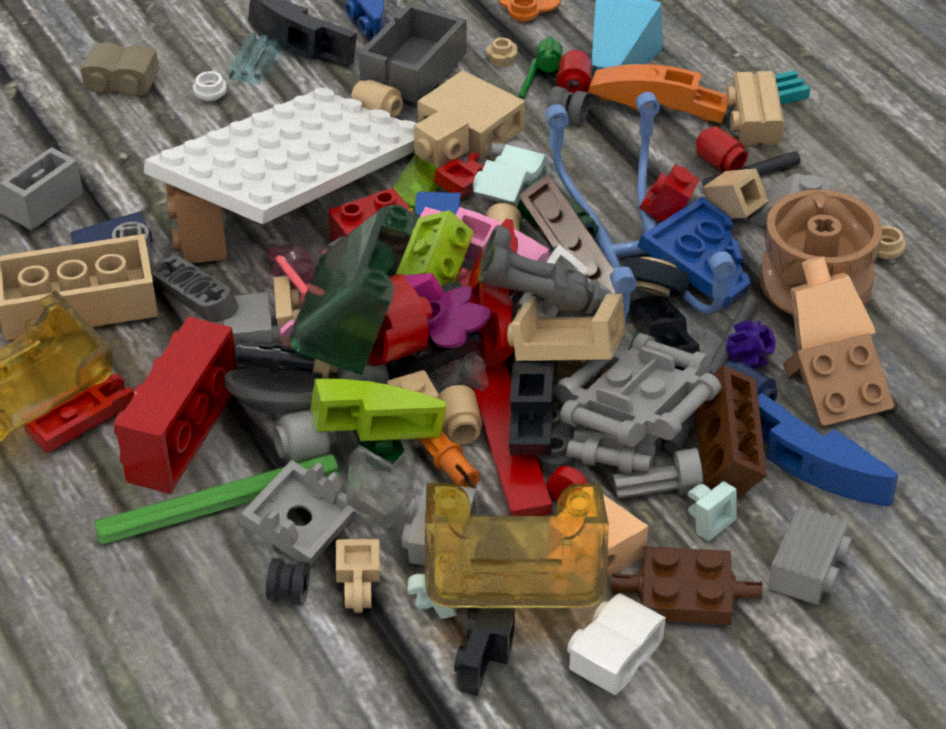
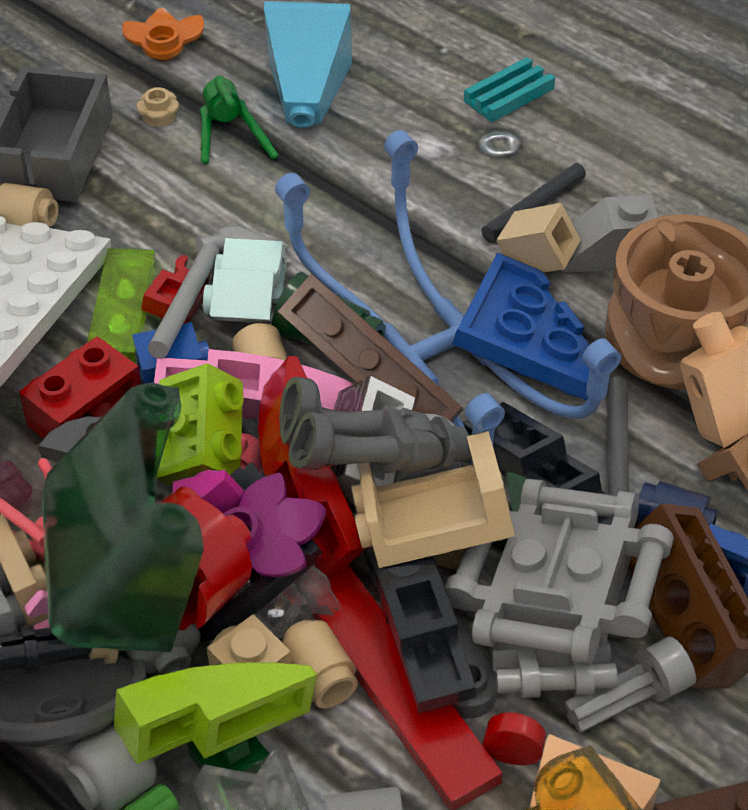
camera: 20 degrees left, 5 degrees up
(441, 138) = (133, 247): tan brick -> none
(450, 458) = (336, 742): orange axle -> none
(458, 178) = (183, 301): none -> light grey bar
(490, 111) = (156, 197): tan panel -> none
(574, 71) = (267, 117): red brick -> none
(574, 103) = (264, 161): dark grey wheel -> none
(658, 276) = (502, 380): black wheel -> none
(669, 193) = (459, 260): red brick -> none
(672, 86) = (367, 114): orange slope -> none
(713, 509) = (715, 716): light aqua tile -> none
(721, 149) = (489, 182): red brick -> none
(751, 343) = (653, 449): dark purple gear -> none
(756, 108) = (508, 117): tan brick -> none

